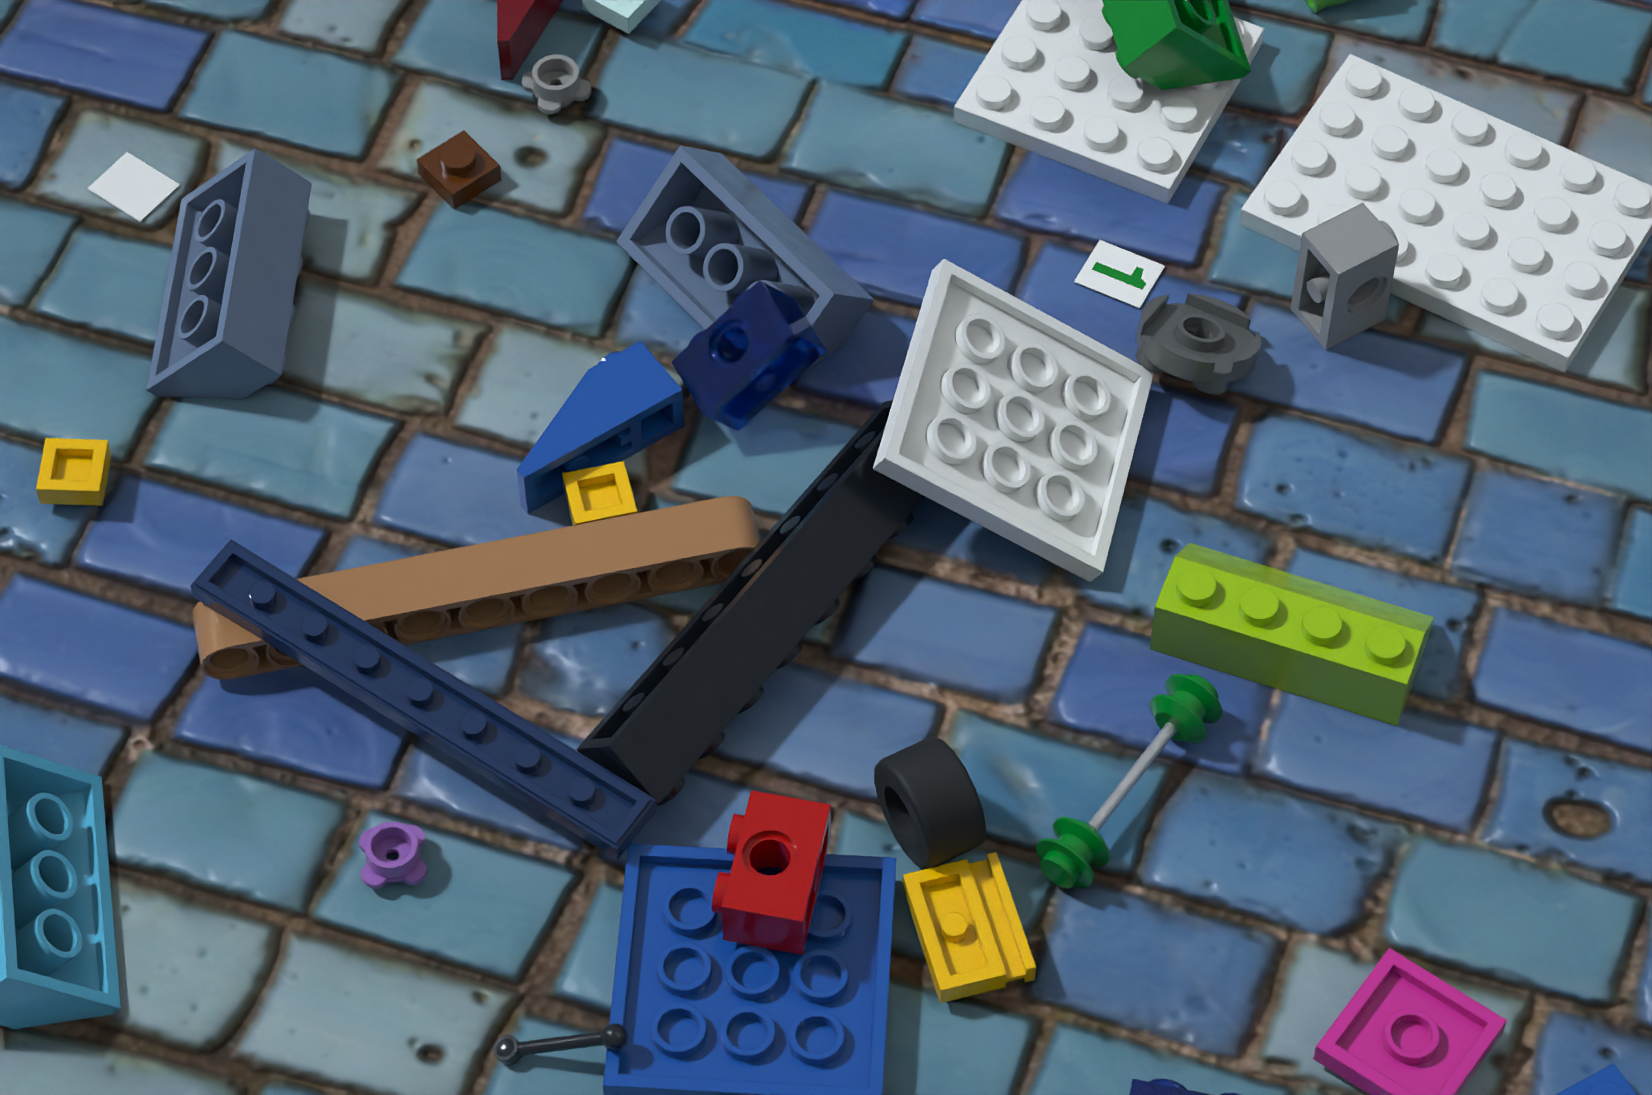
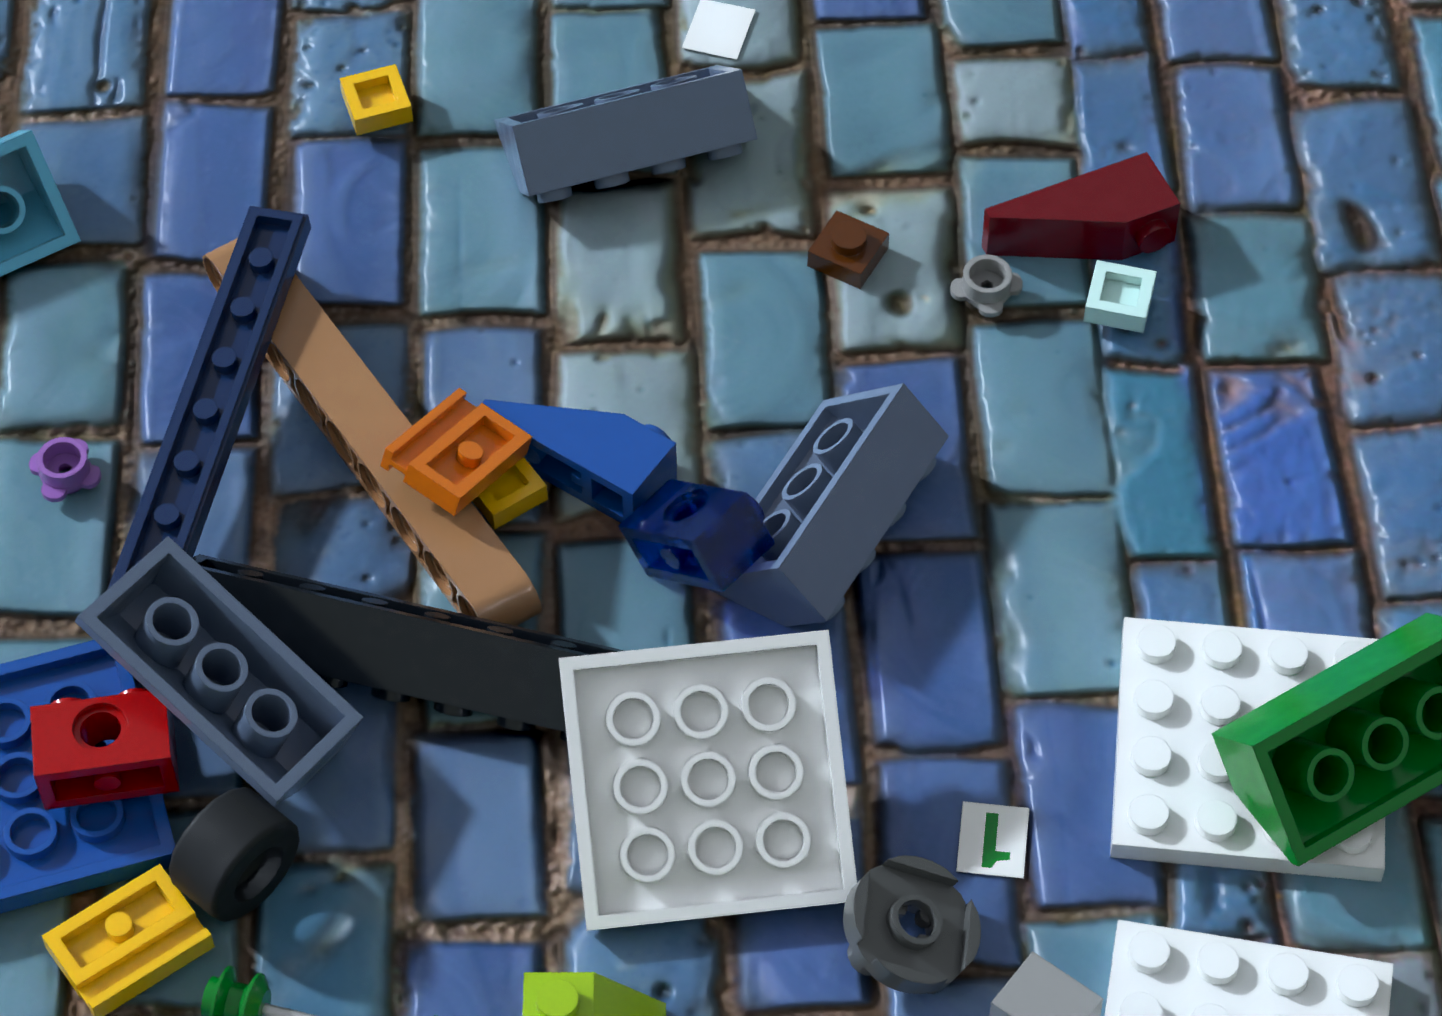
camera: 70 degrees right, 0 degrees up
(577, 500) = (456, 451): none -> orange plate
(745, 738) = (221, 672): none -> sand blue slope

